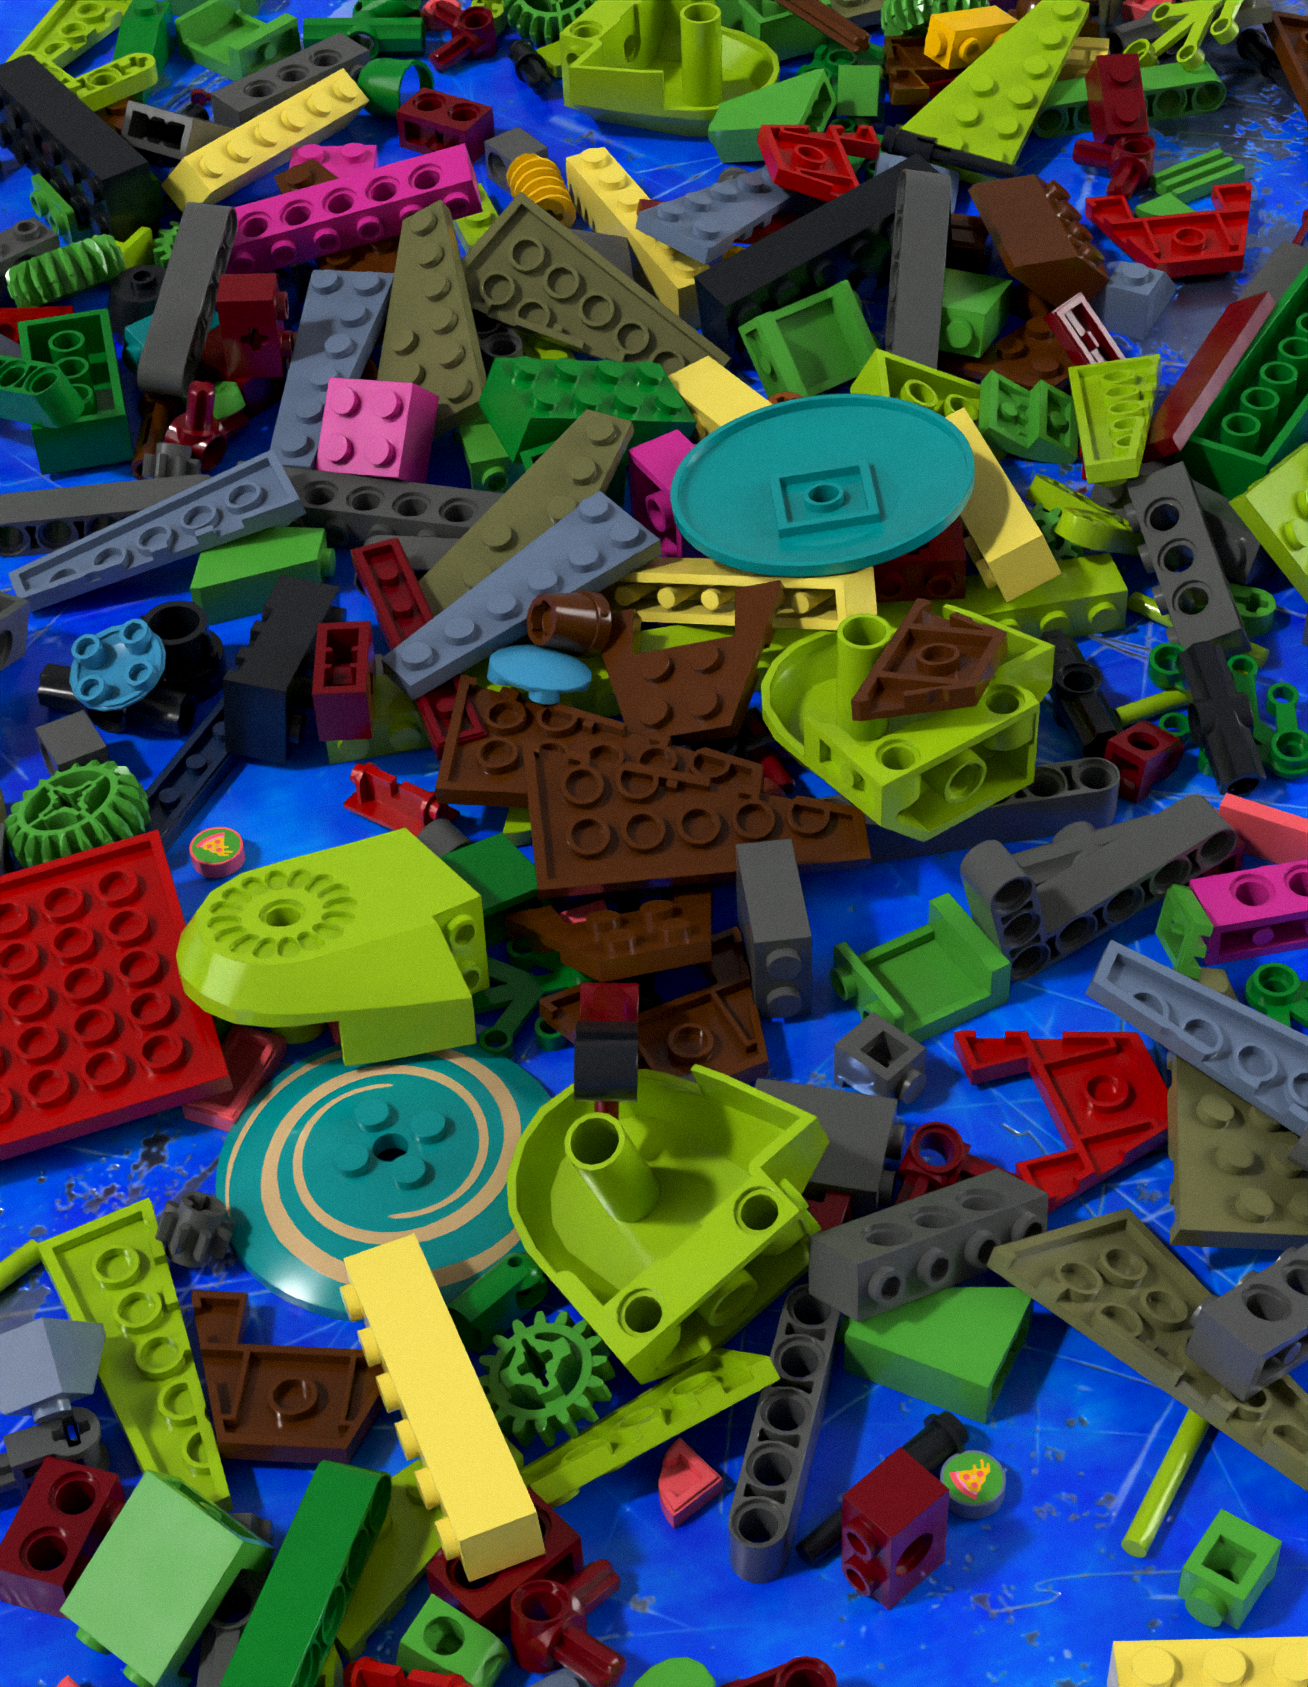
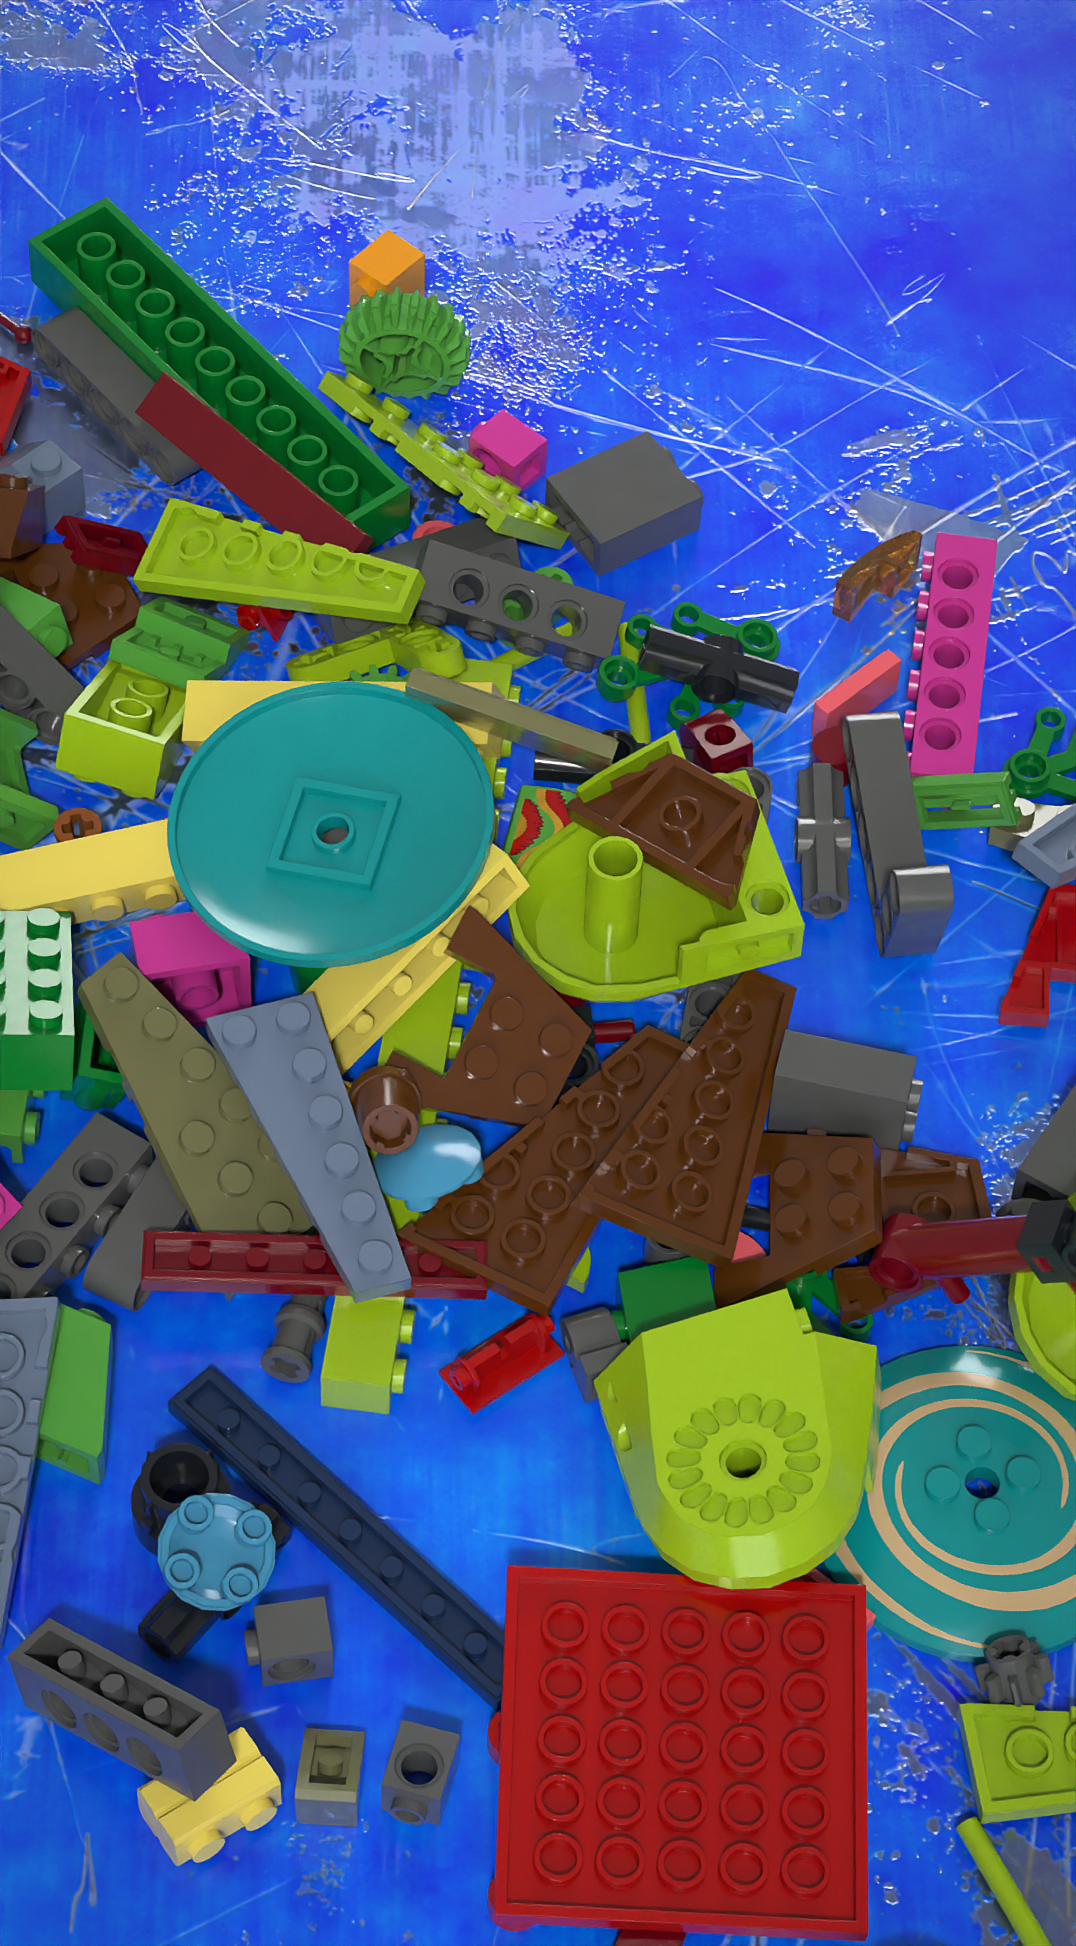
camera: 75 degrees left, 10 degrees up
(76, 813) = (437, 1647): bright green gear -> none
(217, 852) = (489, 1545): tile -> none
(275, 673) = (277, 1397): black wedge -> none
(344, 681) = (377, 1333): dark red brick -> none
(880, 1061) = (1012, 1078): dark grey brick -> none
(927, 975) = (914, 1005): bright green panel -> none
(985, 534) = (513, 721): none -> olive tile

